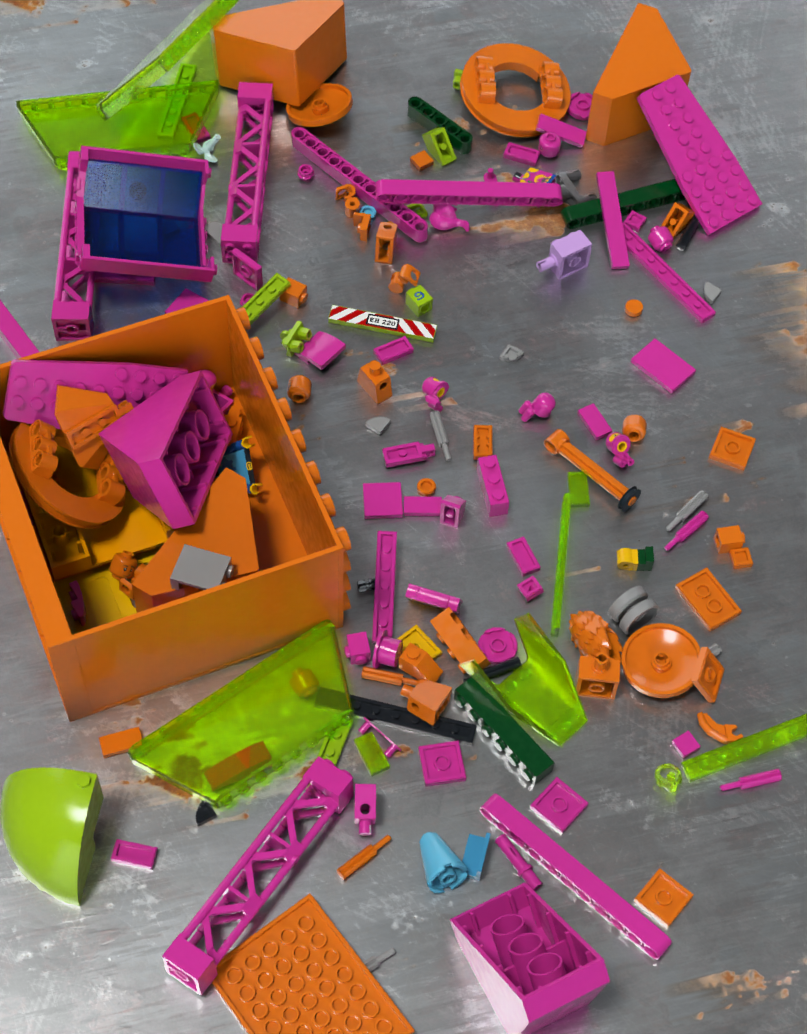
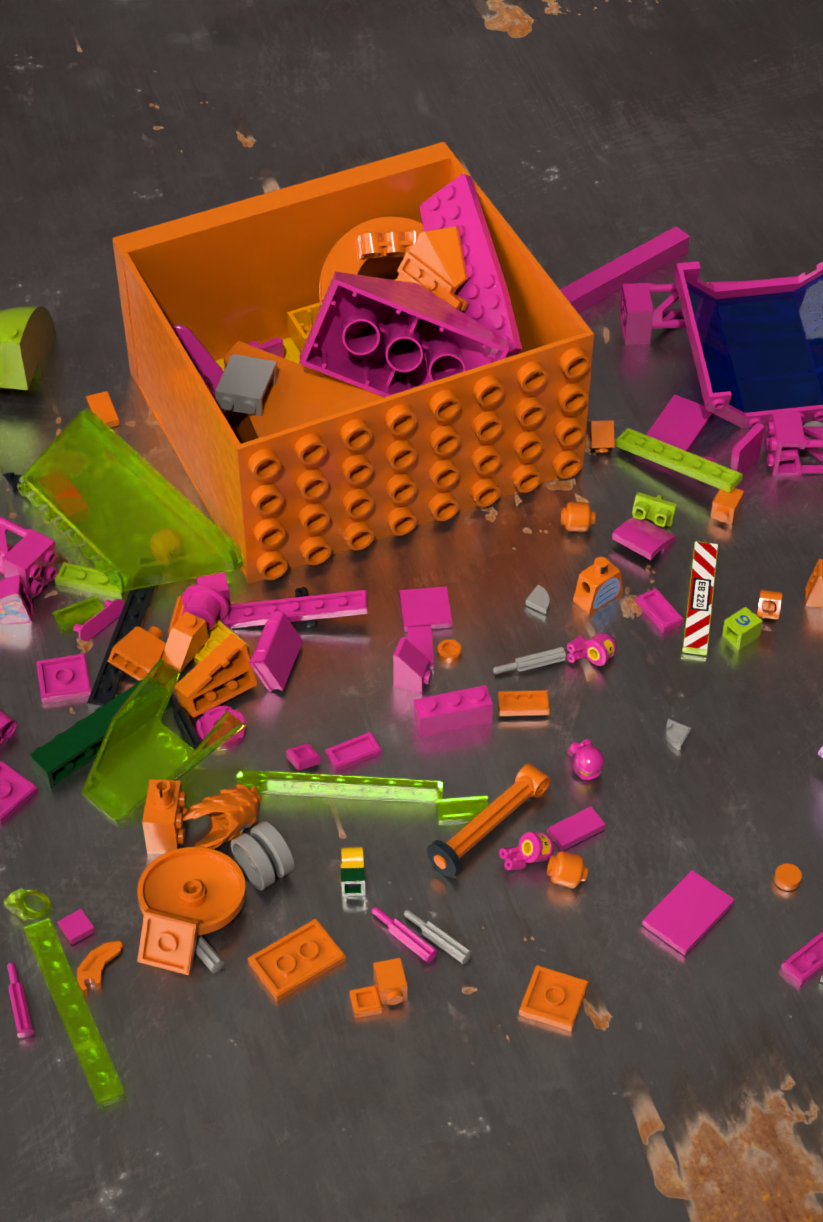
camera: 90 degrees right, 10 degrees down
(407, 453) = (495, 627): dark pink hinge -> none

